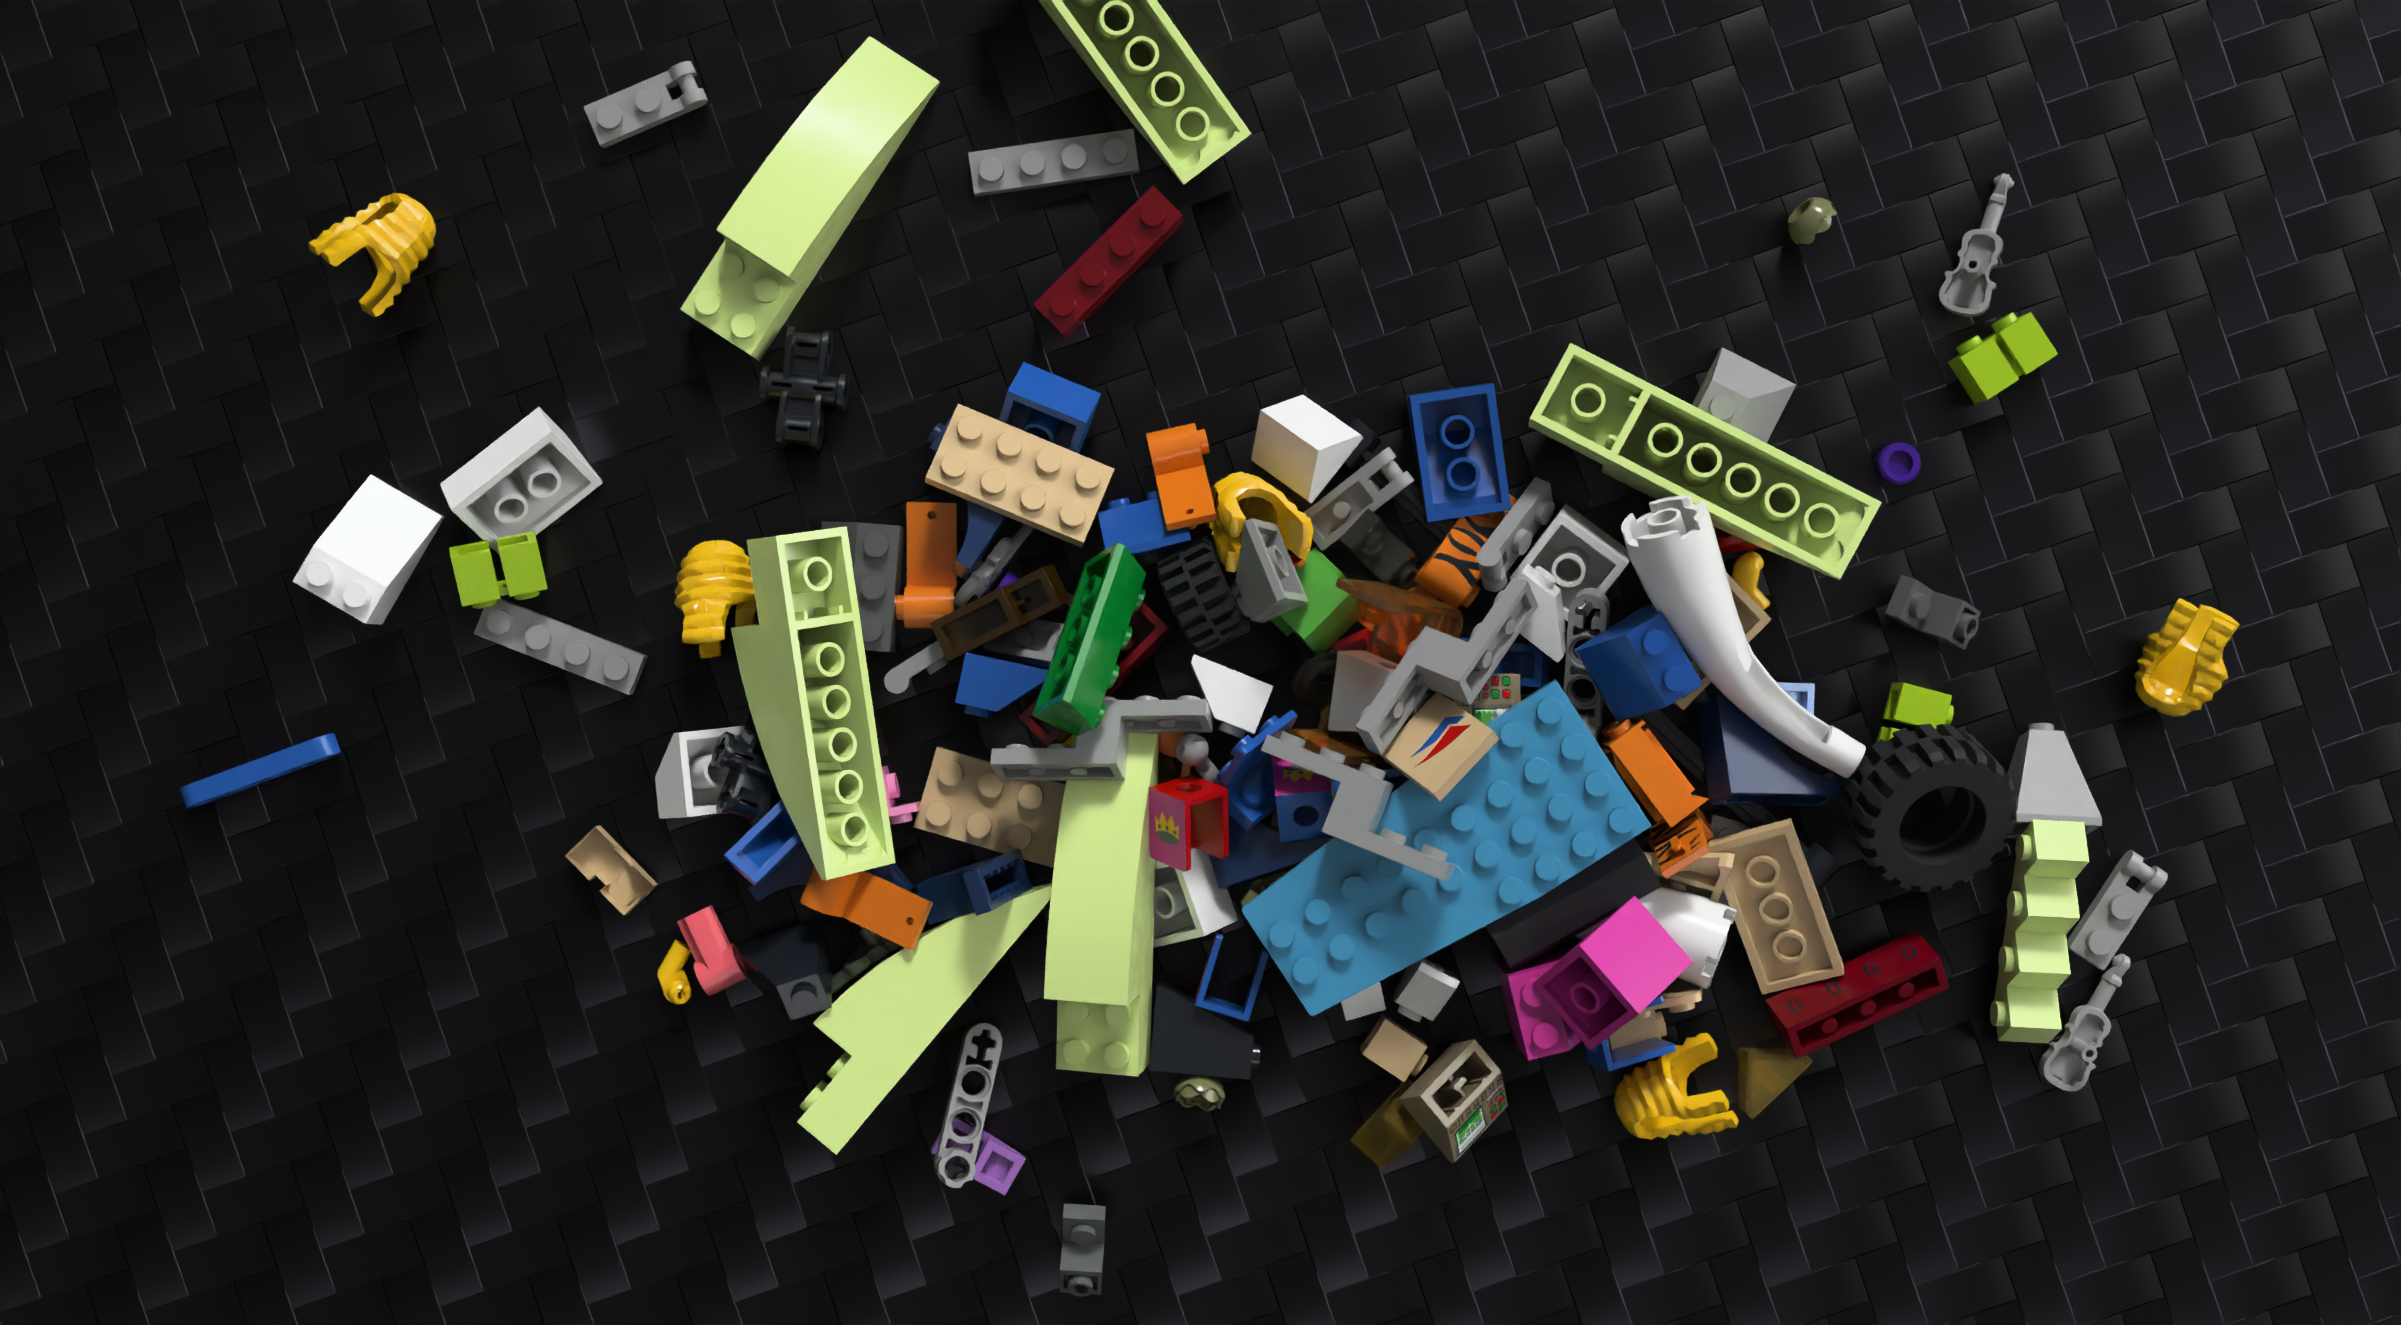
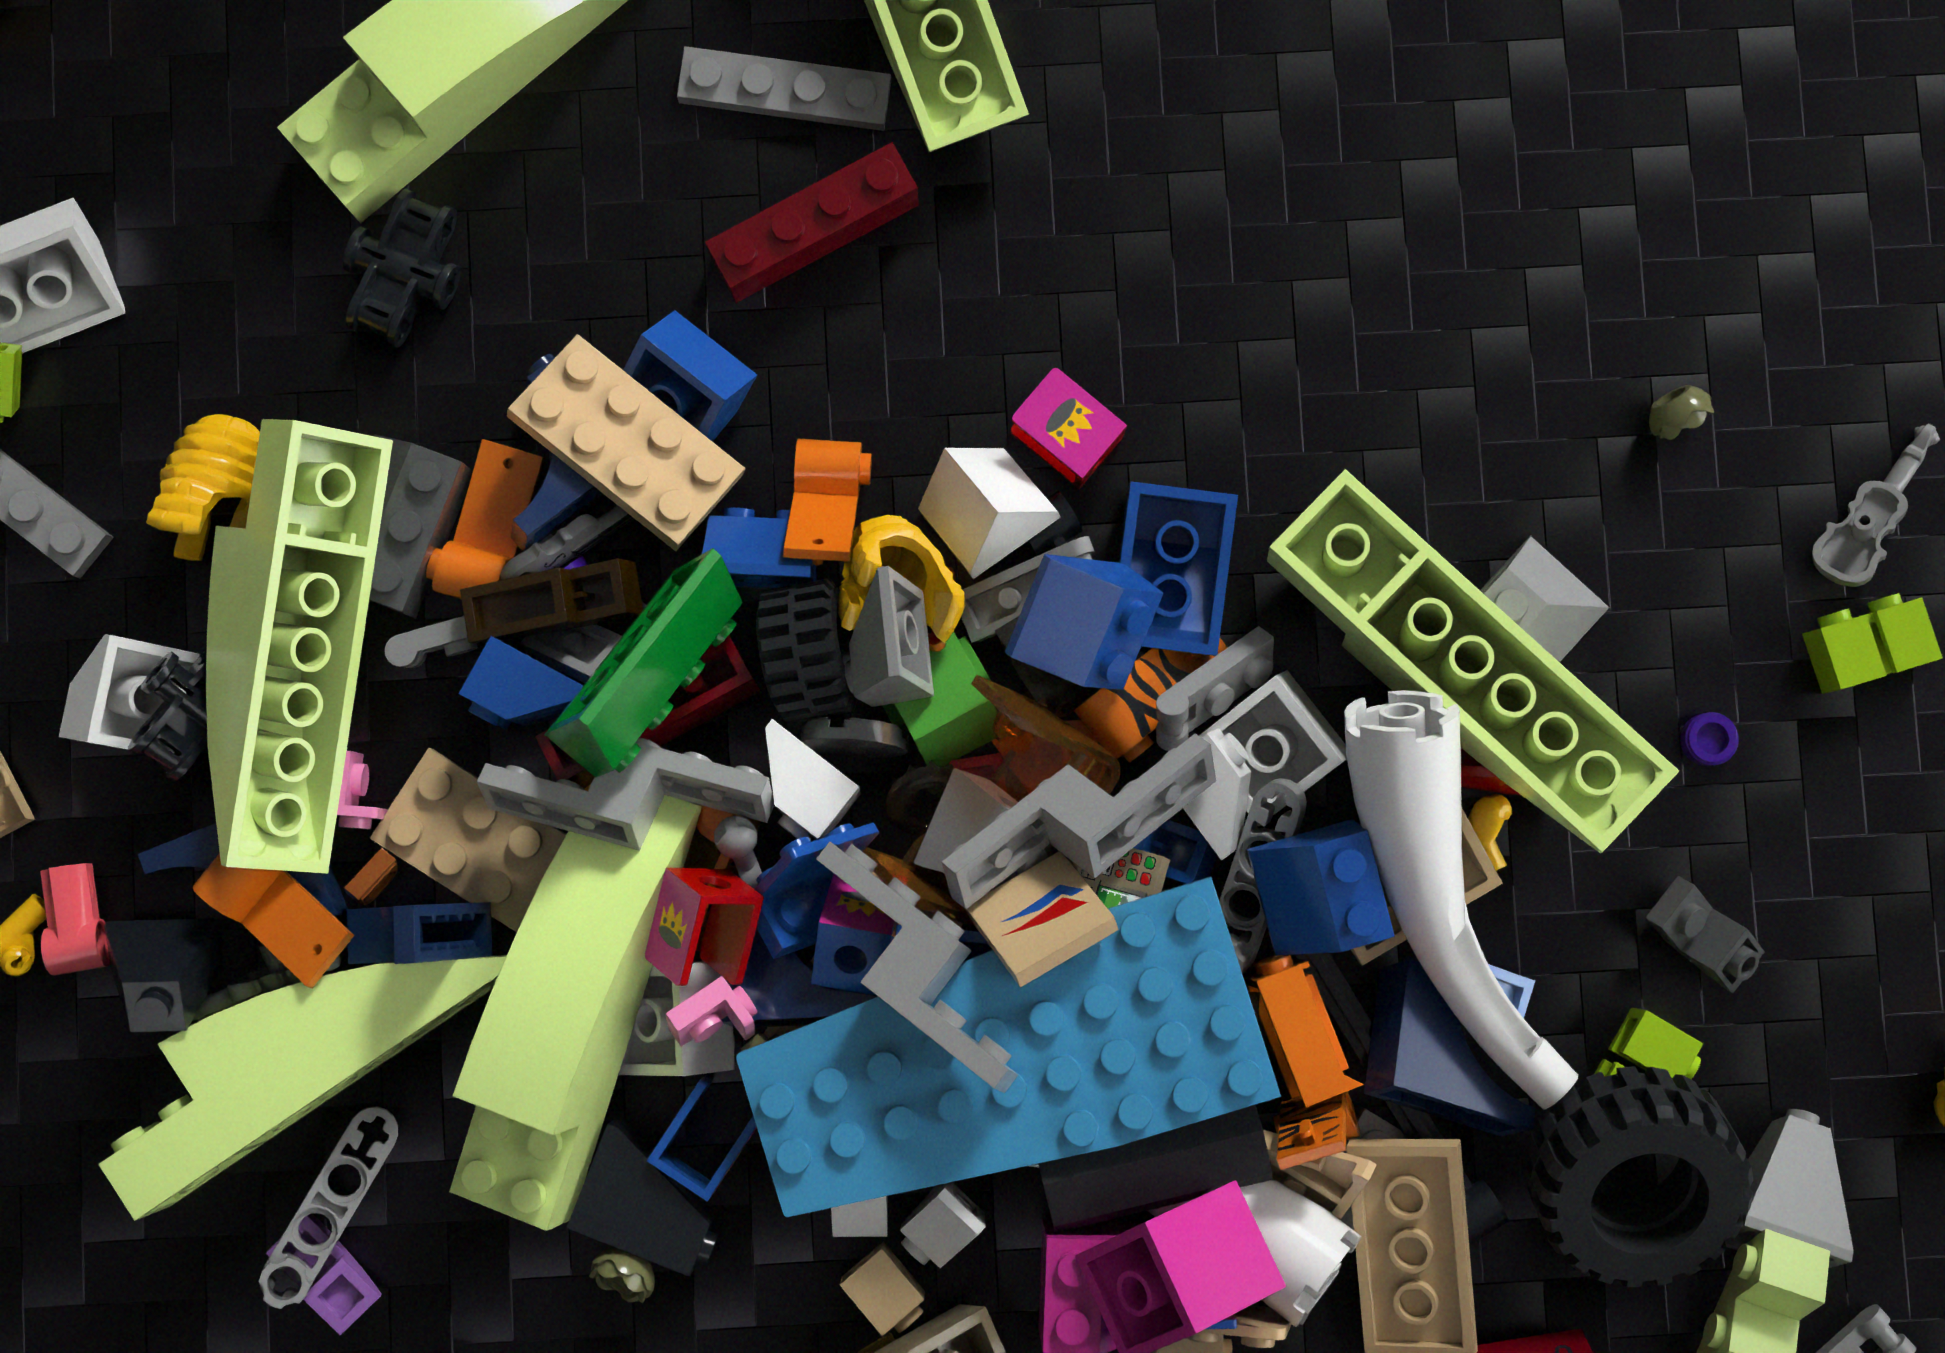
camera: 15 degrees right, 5 degrees down
(765, 845) = (168, 805): blue slope -> none
(926, 856) = (372, 878): none -> dark orange tile
(1207, 887) = (703, 1013): none -> bright pink bracket
(1256, 649) = (855, 738): none -> dark grey tile
(1348, 366) = (1067, 427): none -> dark pink piece
(1406, 513) = (1084, 620): none -> blue slope

